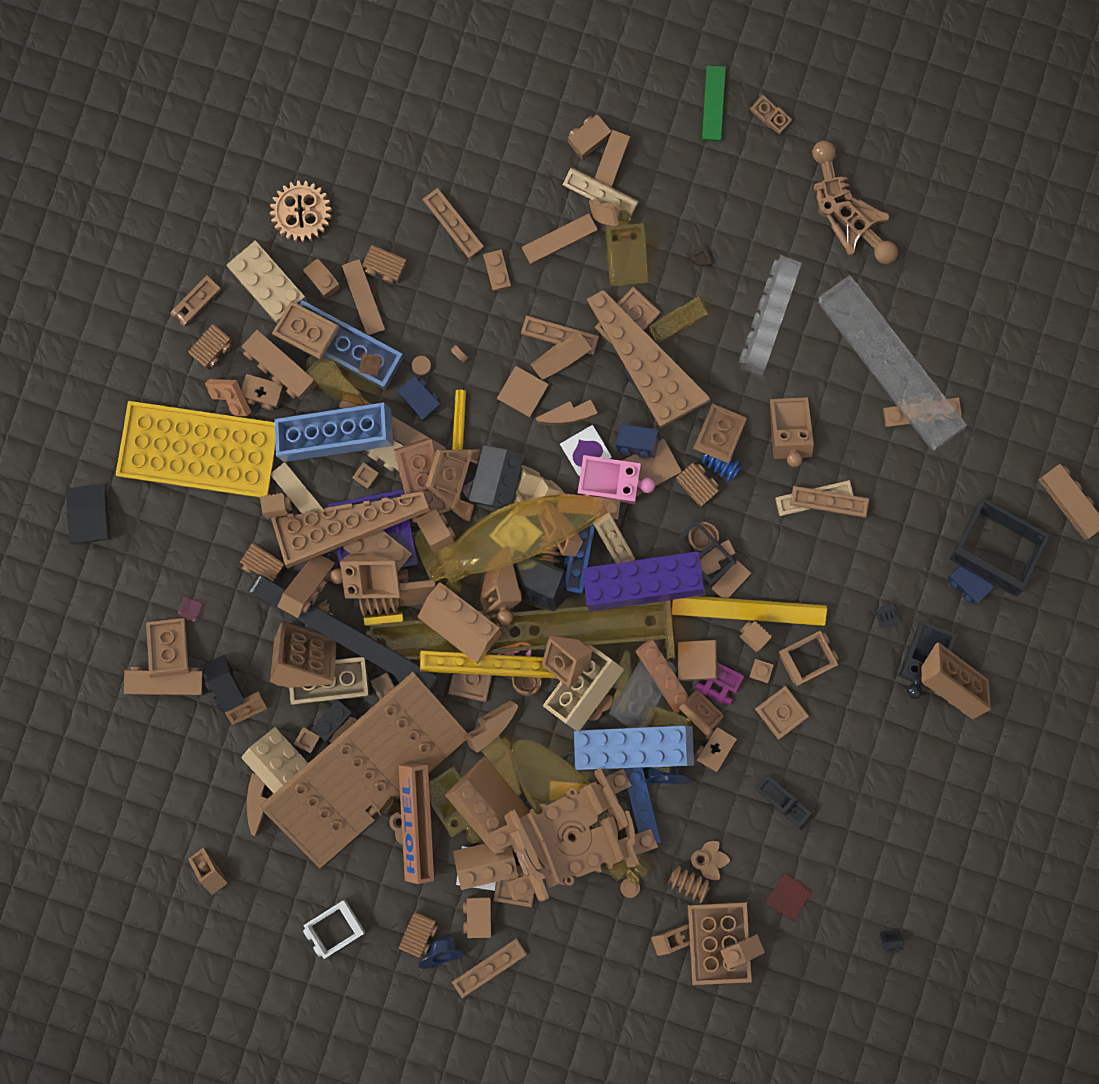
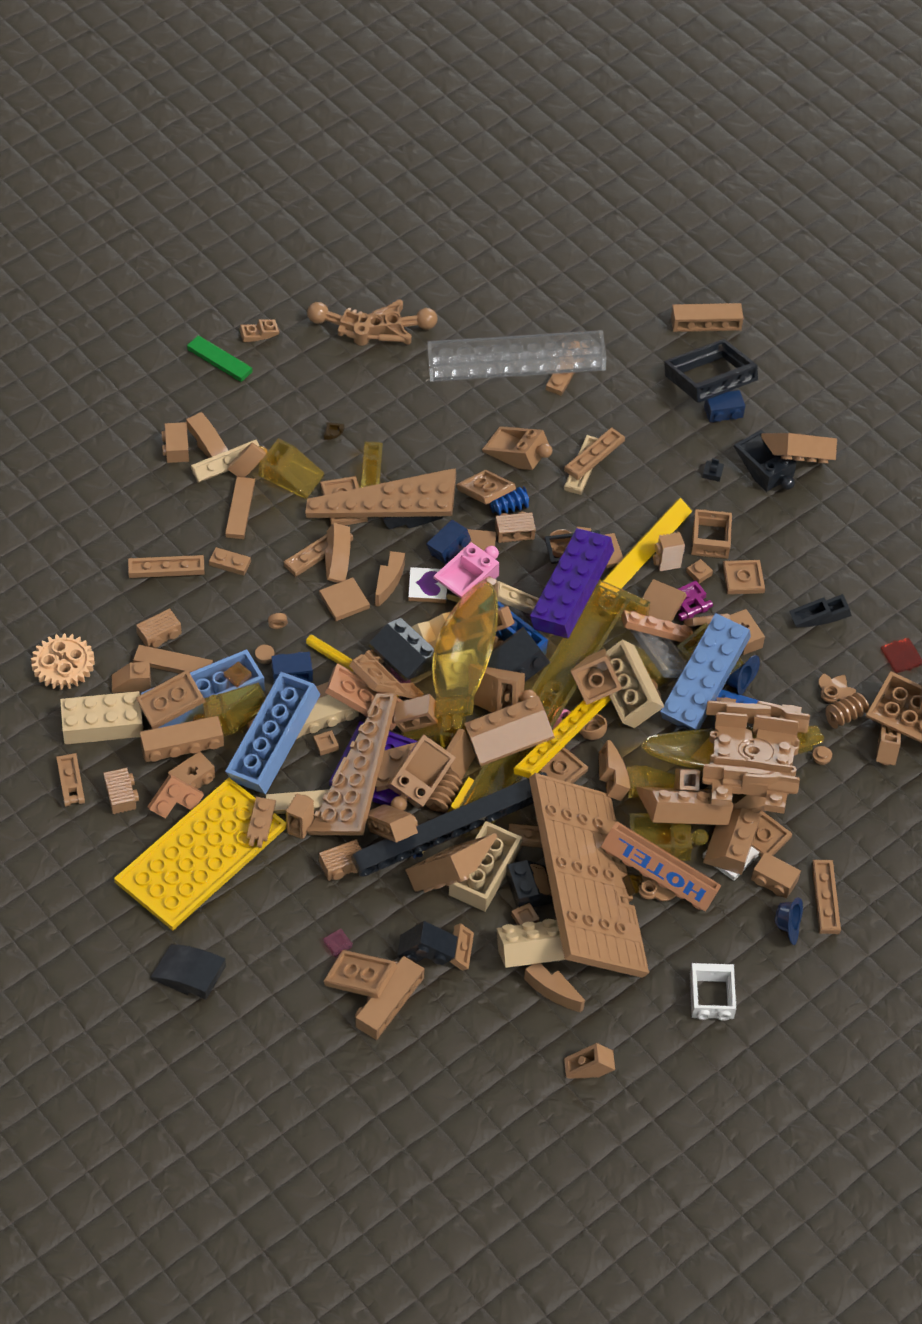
camera: 60 degrees left, 30 degrees down
(252, 477) = (261, 820): none -> medium nougat hinge
(417, 934) = (760, 929): medium nougat brick -> none
(510, 796) = (687, 779): none -> medium nougat brick
(772, 310) = (418, 406): clear brick -> none

